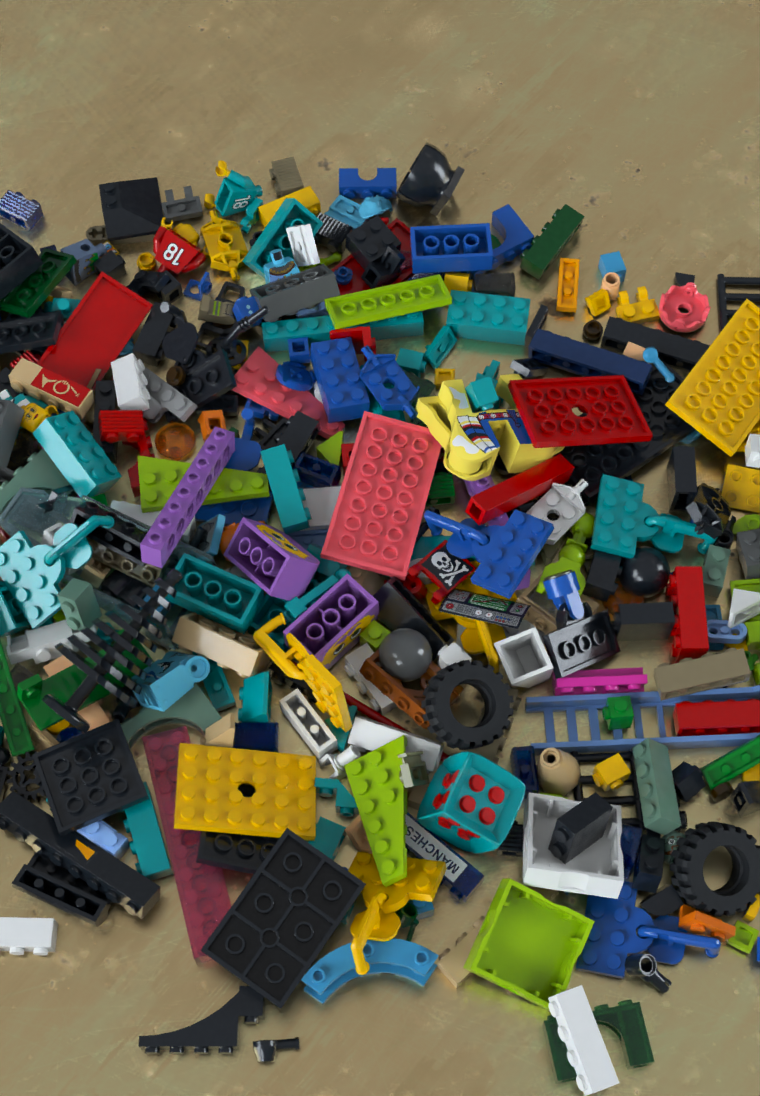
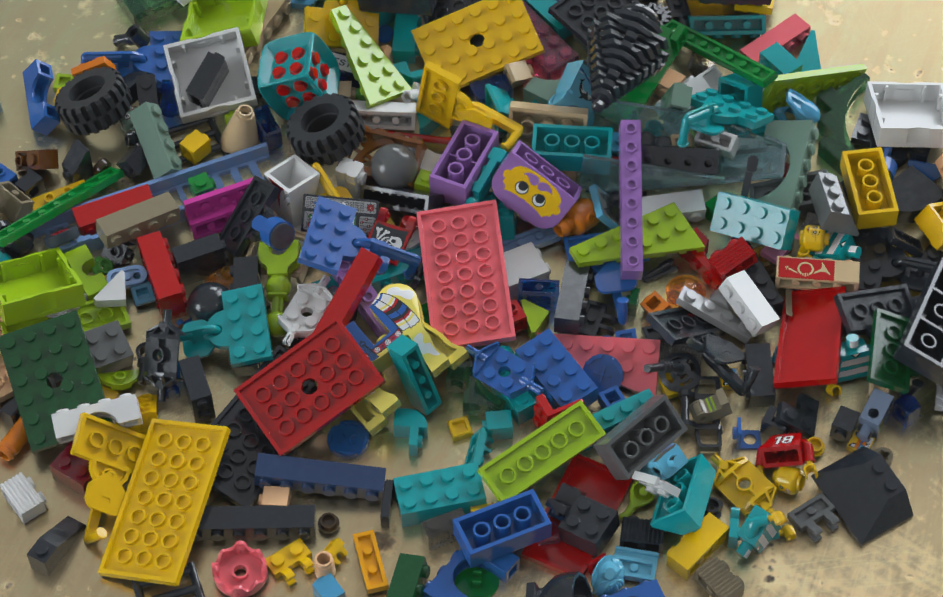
camera: 160 degrees right, 10 degrees down
(175, 376) = (711, 325): dark brown plate -> none
(245, 307) = (681, 403): blue brick -> none
(285, 489) = (556, 254): teal brick -> none
(343, 279) = (606, 497): blue plate -> none
(413, 770) = (352, 80): olive plate -> none
(528, 367) = (377, 438): black plate -> none
(650, 355) = (258, 486): dark azure piece -> none
(715, 569) = (146, 318): sand green brick -> none

